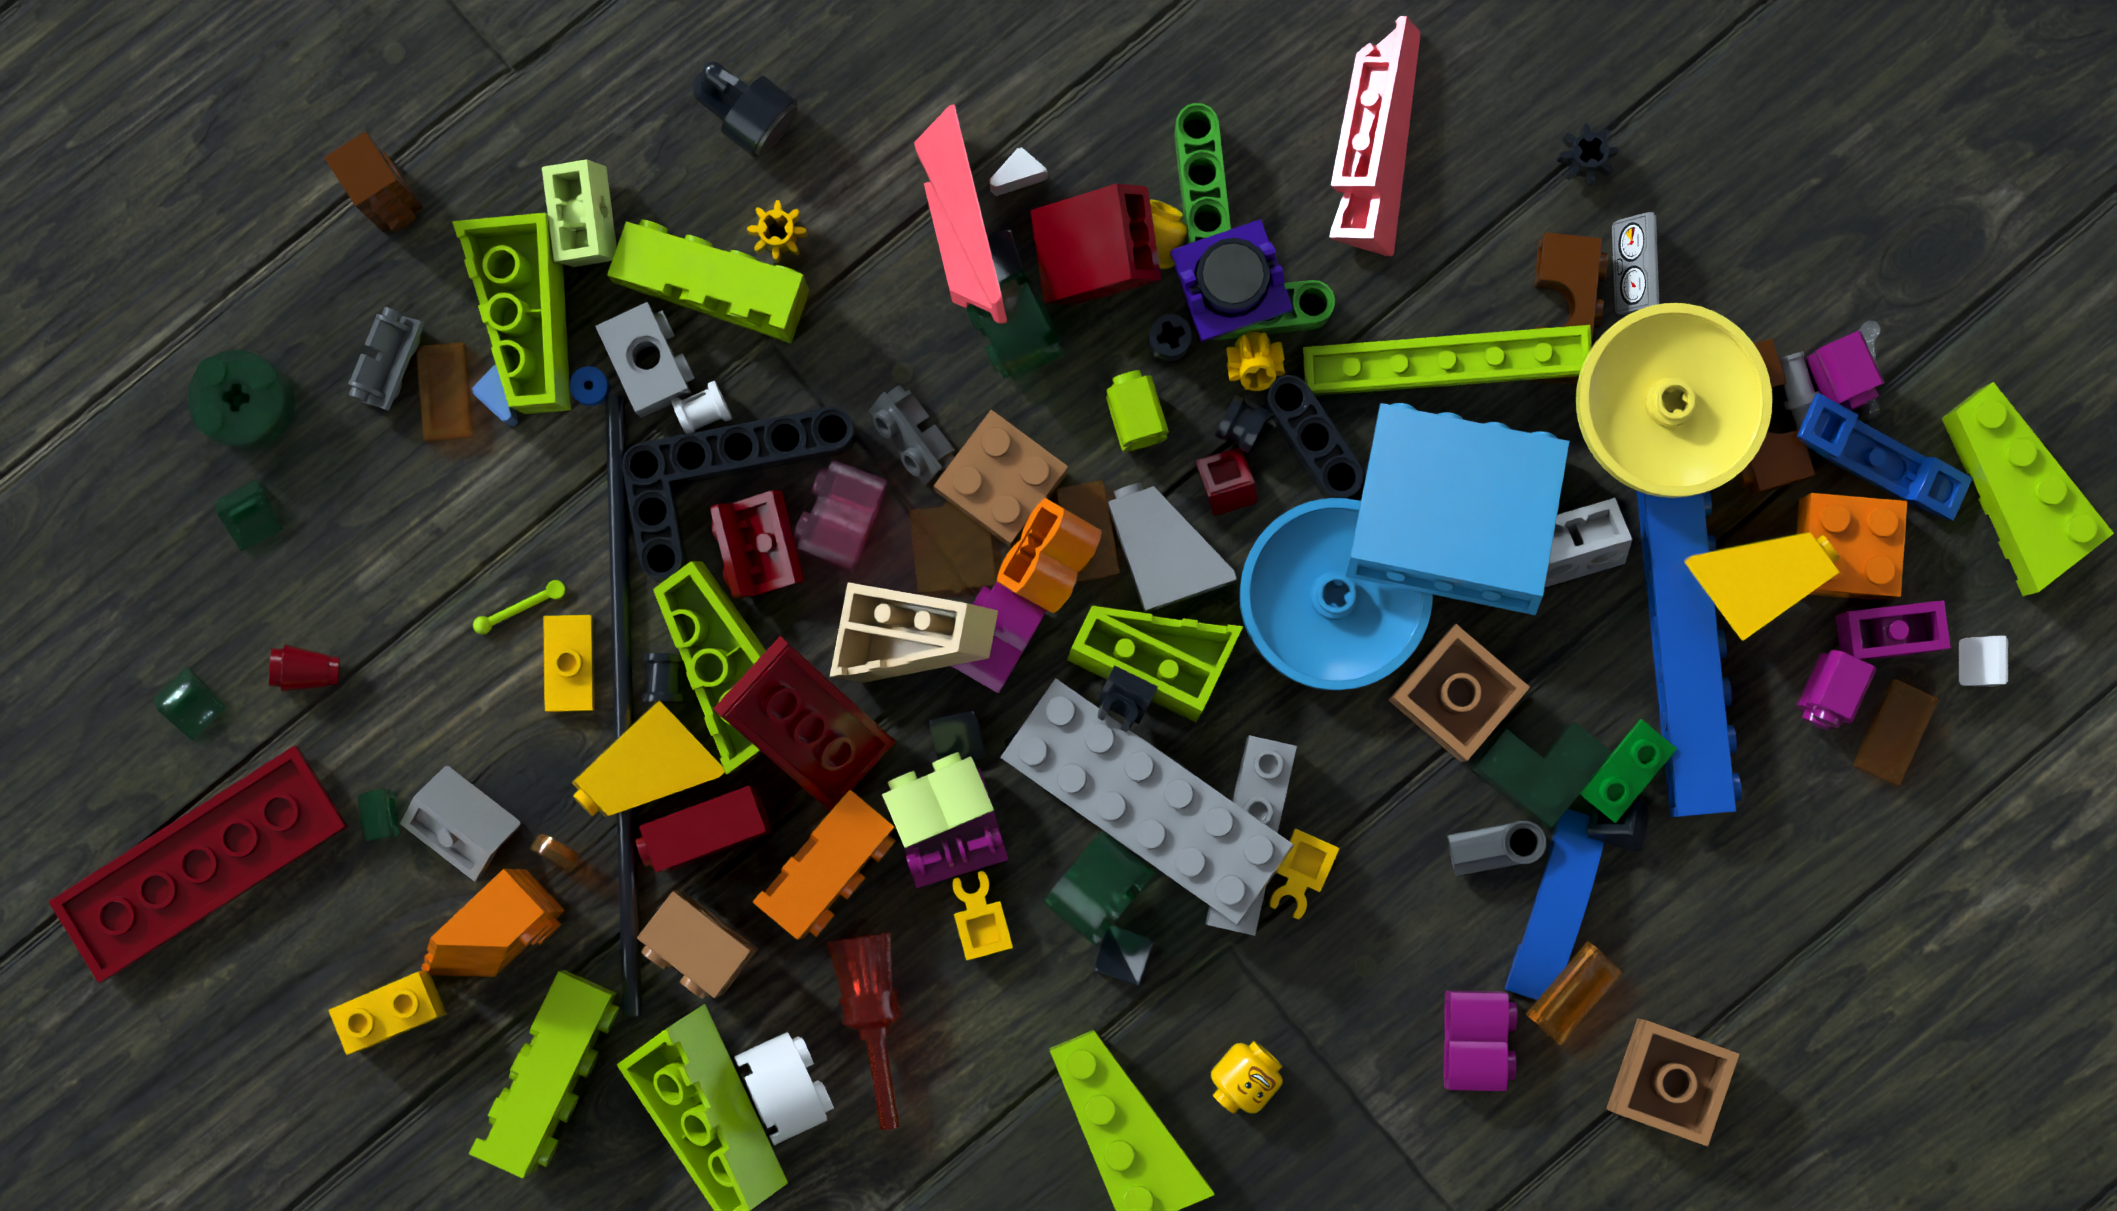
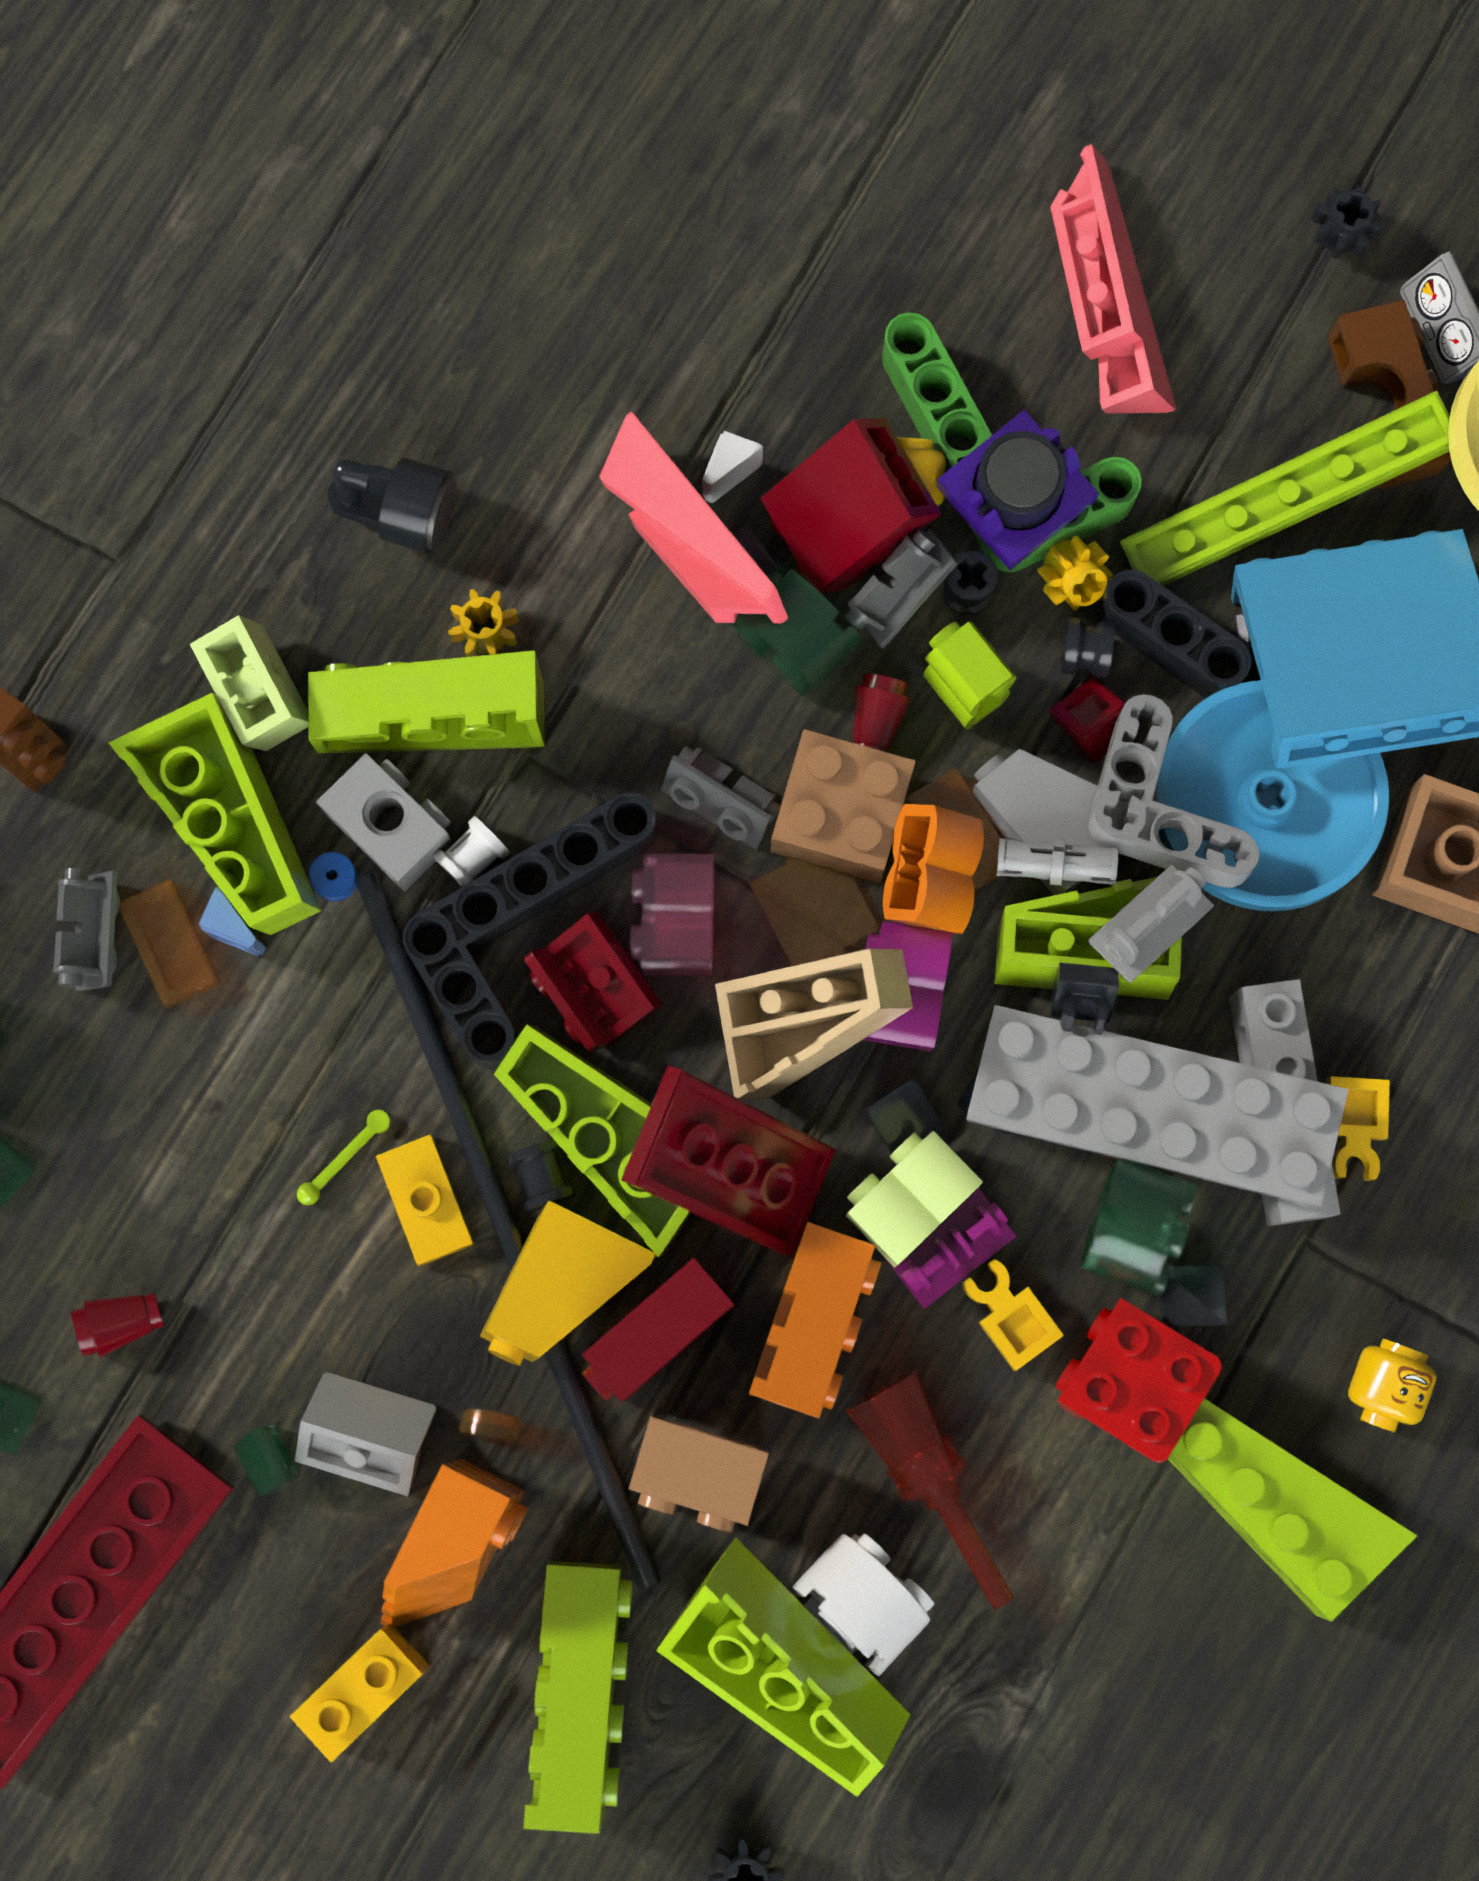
camera: 20 degrees left, 5 degrees down
(1052, 1002) = (1138, 1380): none -> red bracket
(1058, 415) = (878, 710): none -> dark red cone
(1123, 318) = (914, 574): none -> dark grey hinge
(1145, 586) = (1057, 861): none -> light grey pin
(1197, 661) = (1152, 921): none -> light grey hinge
(1229, 578) = (1146, 817): none -> light grey beam

